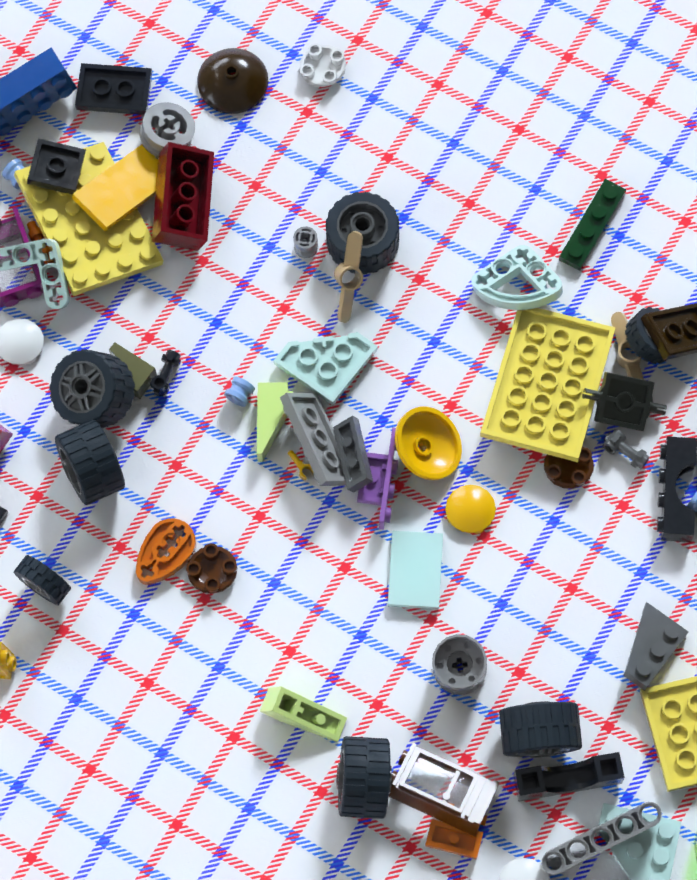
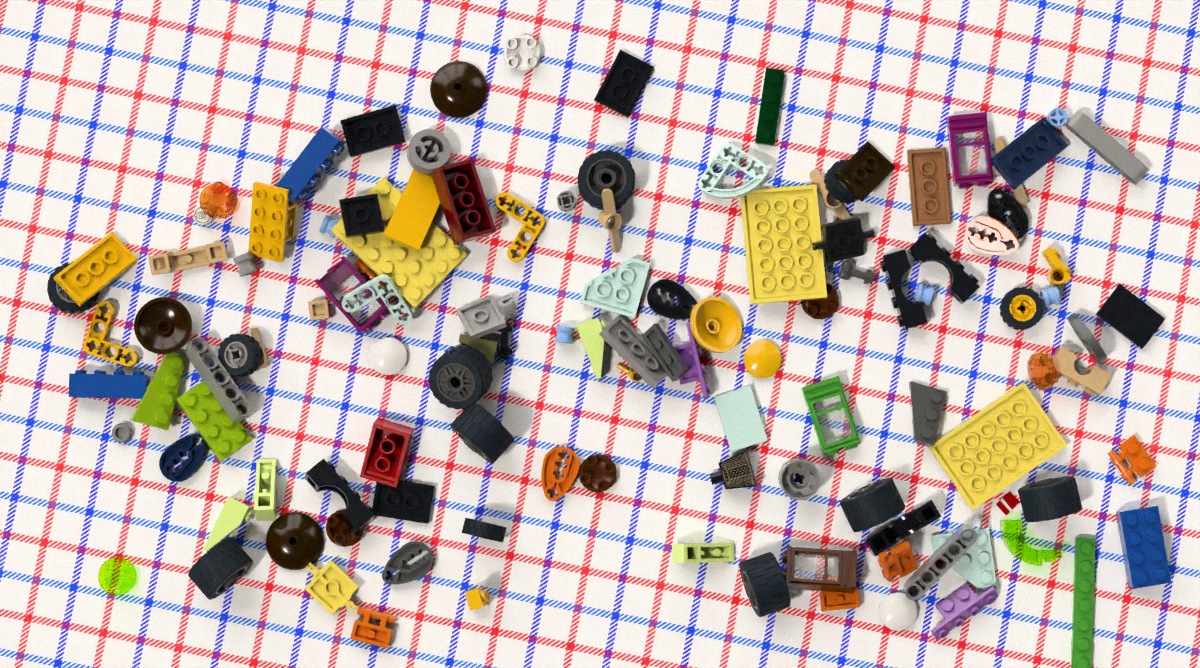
camera: 25 degrees left, 15 degrees up
(156, 334) = (486, 315): none -> light grey plate
(247, 256) = (527, 227): none -> yellow beam
(374, 408) = (674, 290): none -> black piece
(382, 630) = (735, 472): none -> black torso
(428, 139) = (623, 83): none -> black tile
(529, 606) = (830, 416): none -> bright green door
(555, 816) = (903, 559): none -> orange plate

